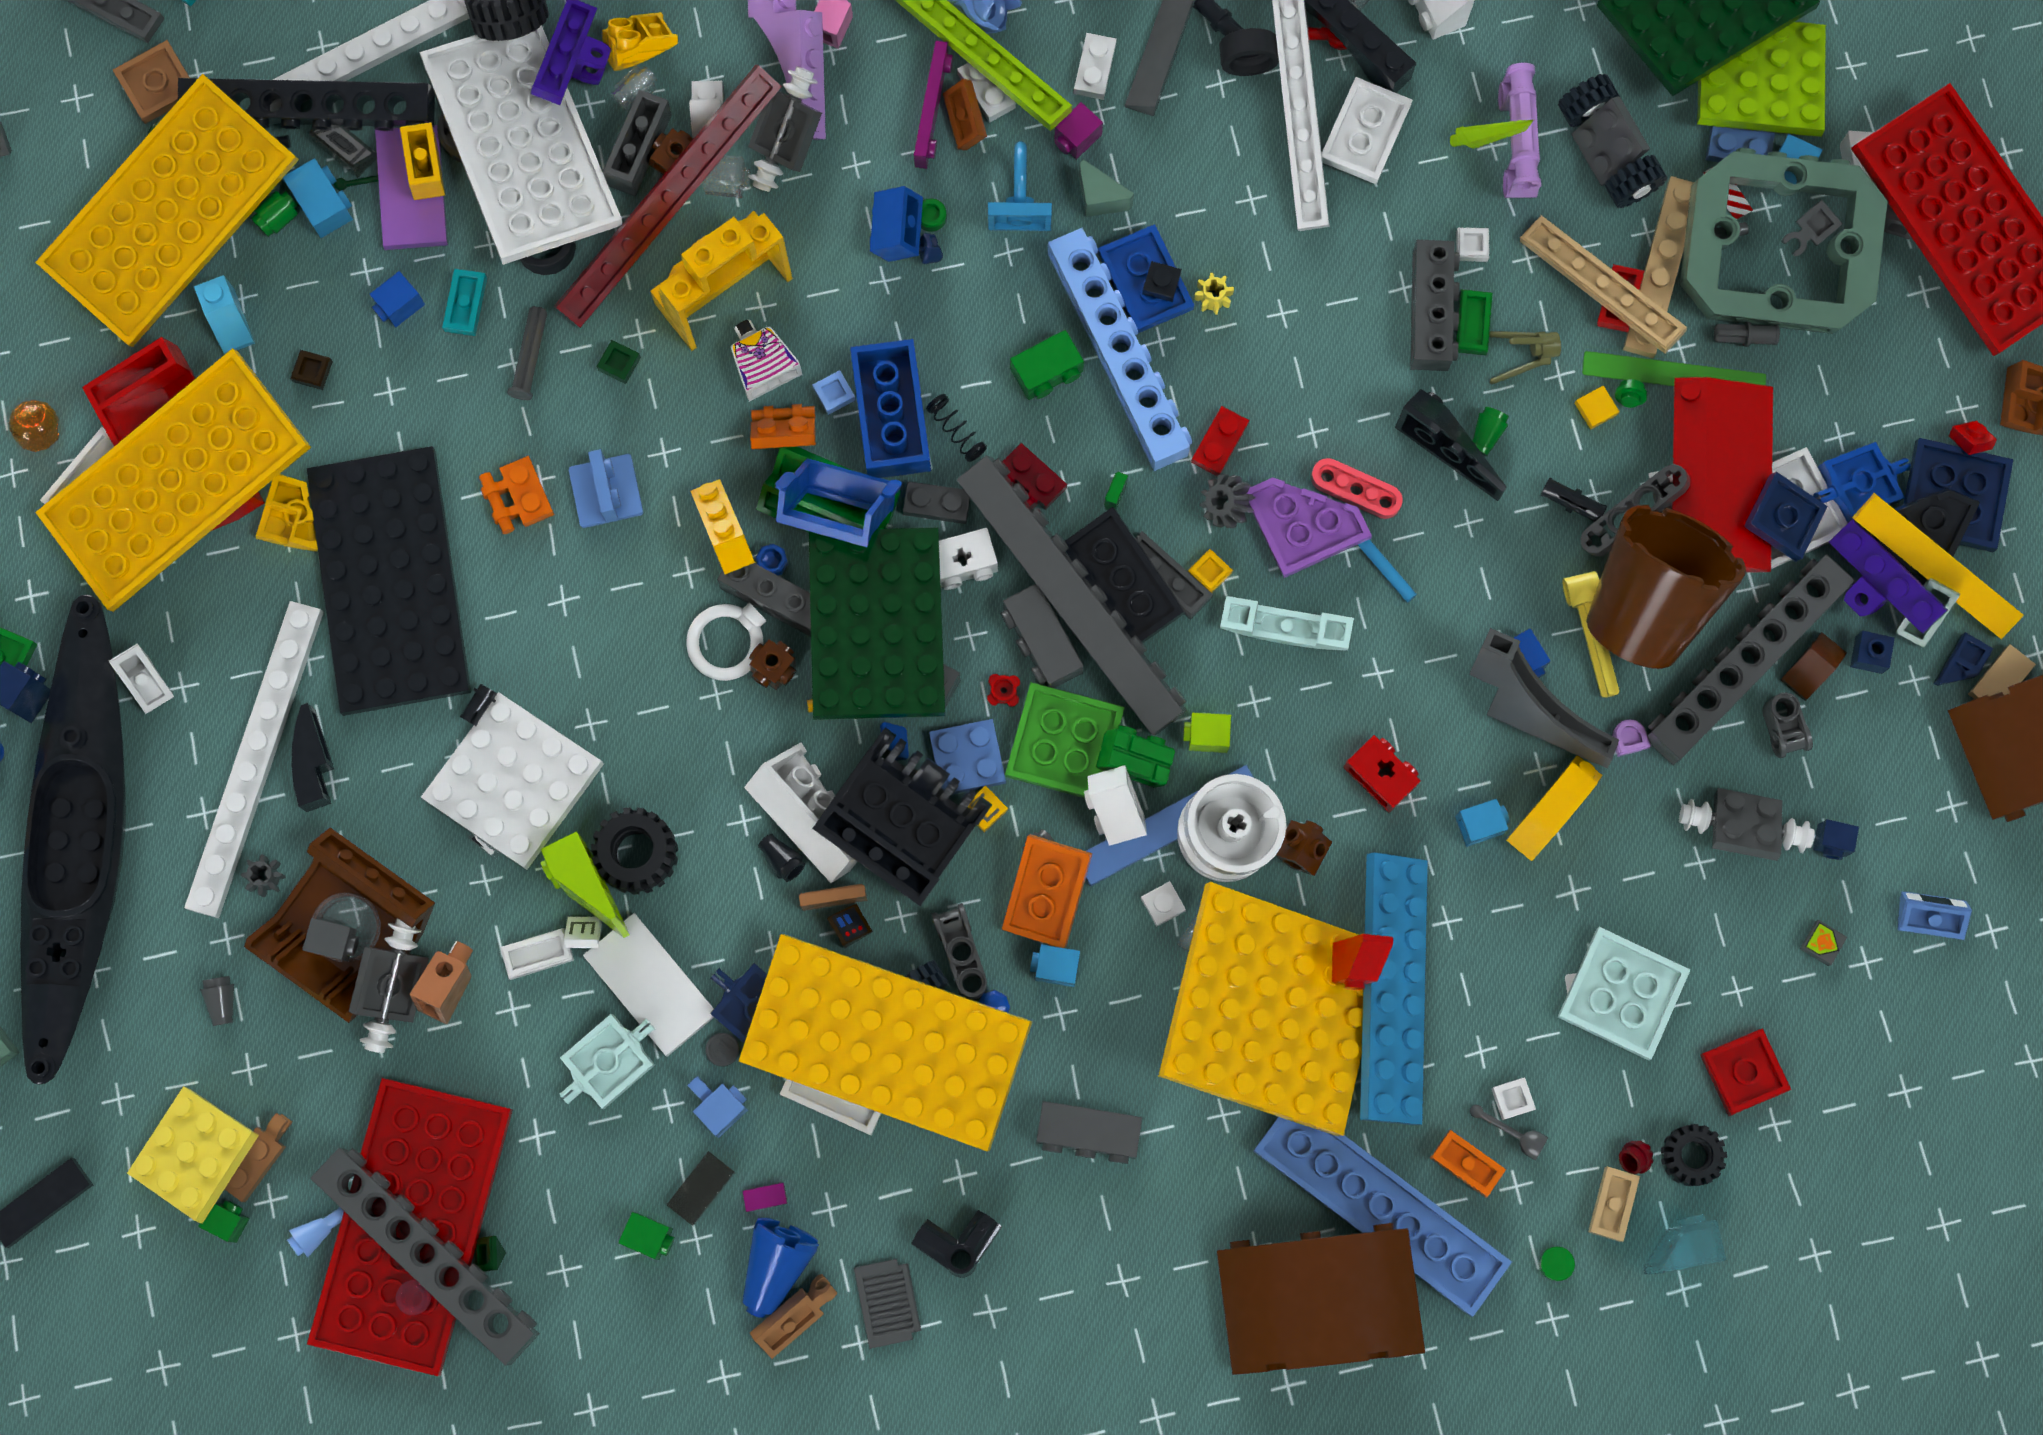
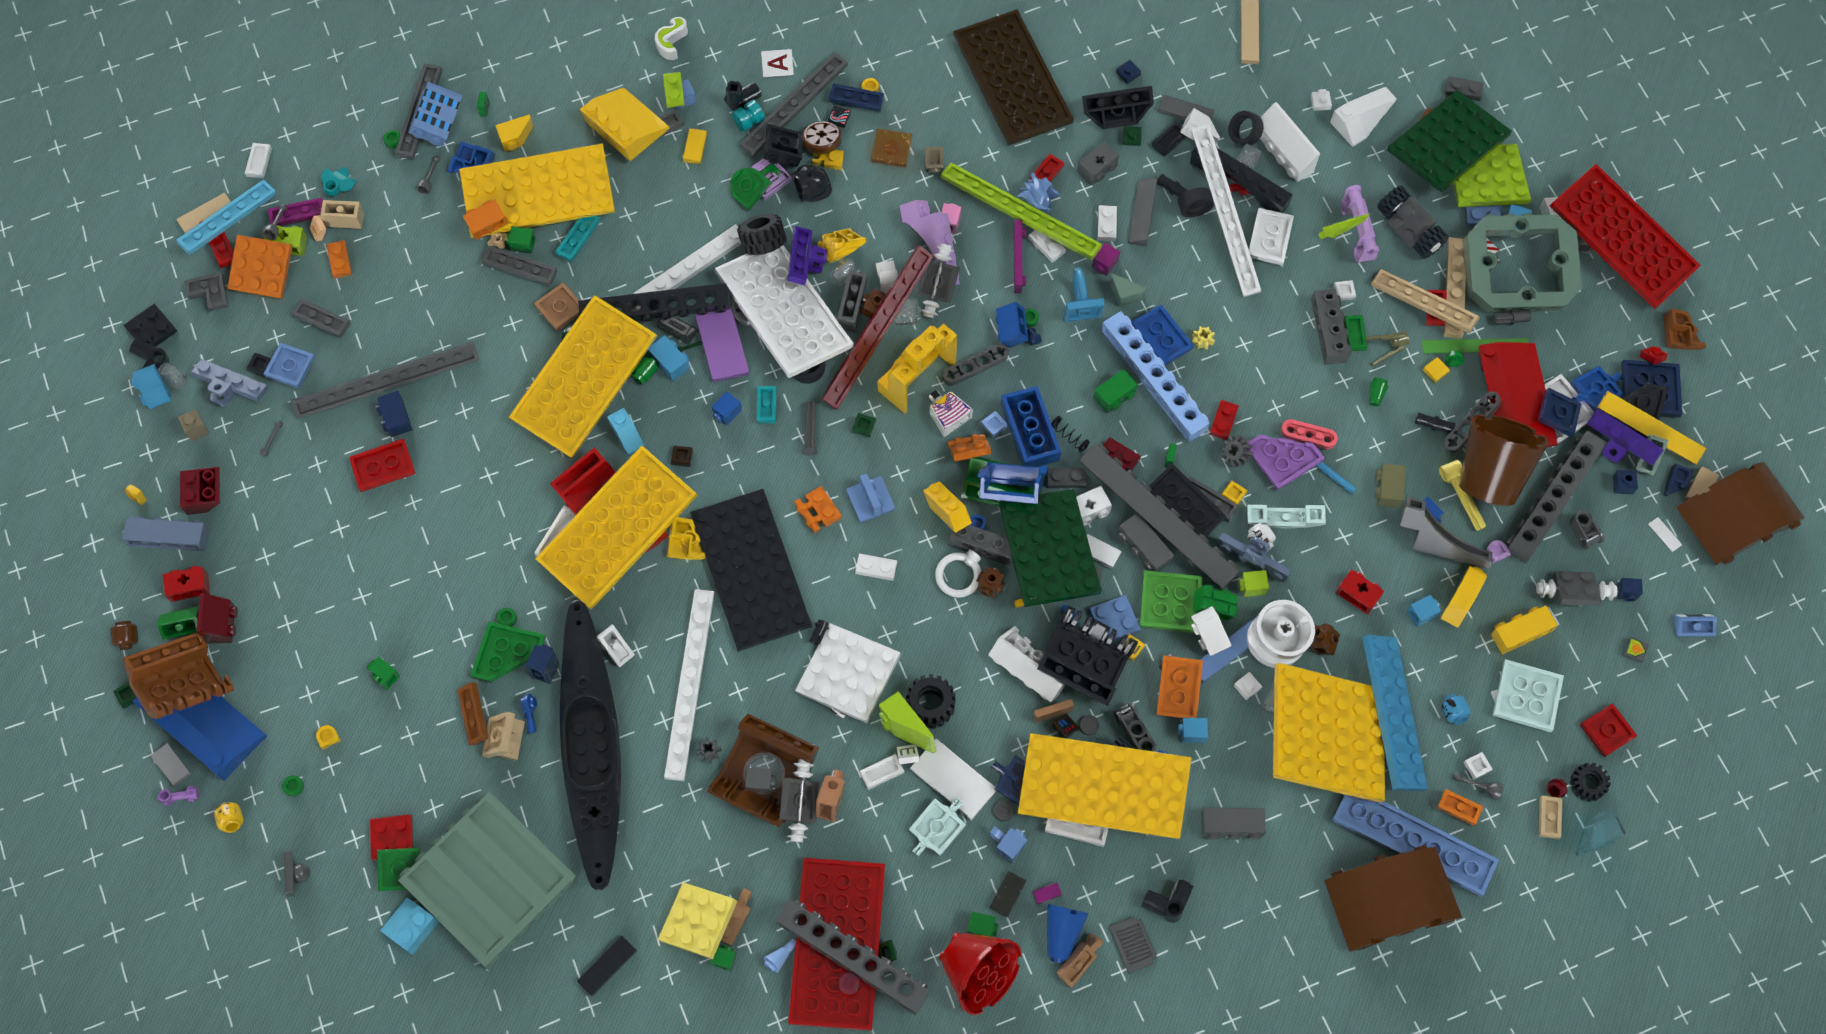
camera: 10 degrees left, 10 degrees down
(34, 425) = (521, 511): clear orange hair -> none
(219, 999) = (695, 827): dark grey cone -> none
(310, 760) = (725, 679): black slope -> none
(422, 161) = (729, 327): yellow brick -> none
(593, 608) = (876, 567): none -> white plate
(622, 1312) = (980, 969): none -> red cone
(782, 858) = (1018, 693): black cone -> none
(822, 278) = (974, 362): none -> dark grey beam
(890, 928) = (1089, 725): none -> dark grey piece
(964, 114) = (1038, 259): dark orange plate -> none
(968, 638) = (1103, 552): none -> white tile
(1003, 681) = (1123, 574): red plate -> none
(1161, 281) = (1172, 334): black plate -> none
(1219, 685) = (1255, 555): none -> sand blue plate
(1237, 656) = (1263, 532): none -> white head
(1359, 960) = (1374, 694): red slope -> none
(1438, 432) = (1353, 398): black wedge -> none
(1474, 598) = (1390, 485): none -> olive brick
(1497, 998) = (1456, 709): none -> dark azure head
(1556, 1263) = (1524, 857): green tile -> none
(1642, 879) = (1523, 629): none -> yellow brick
(1814, 666) = (1593, 495): reddish brown slope -> none
(1815, 226) = (1540, 250): dark grey plate -> none
(1920, 751) = (1665, 534): none -> white sticker

